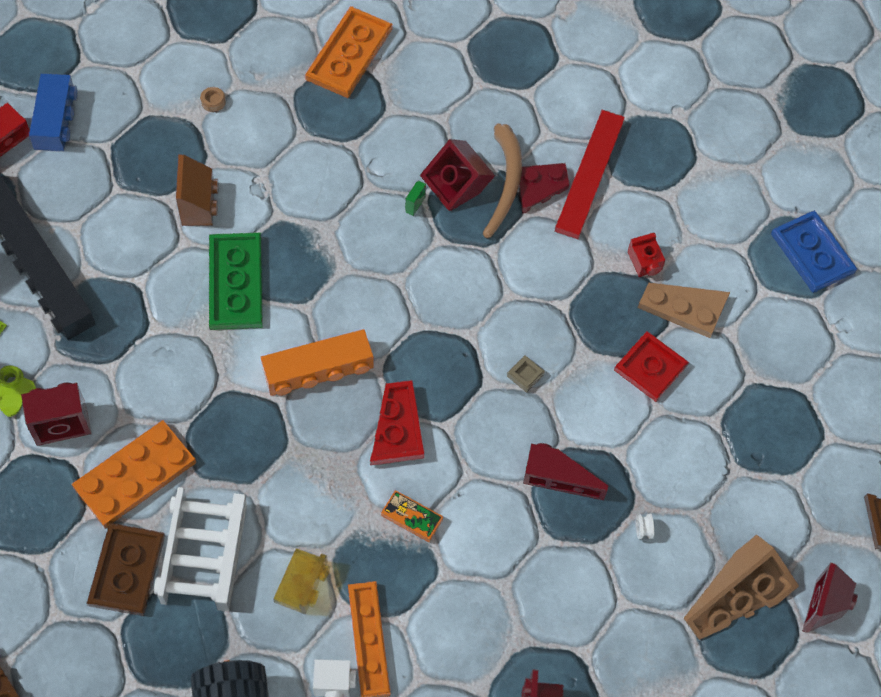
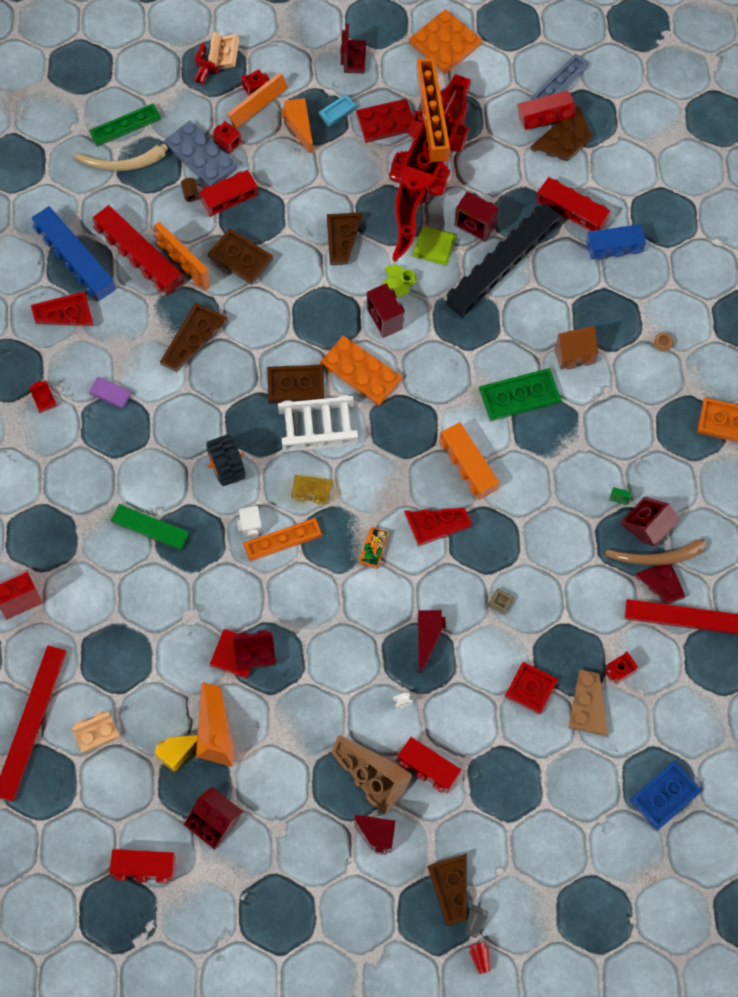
camera: 80 degrees right, 5 degrees up
(741, 514) = (428, 765): none -> red brick

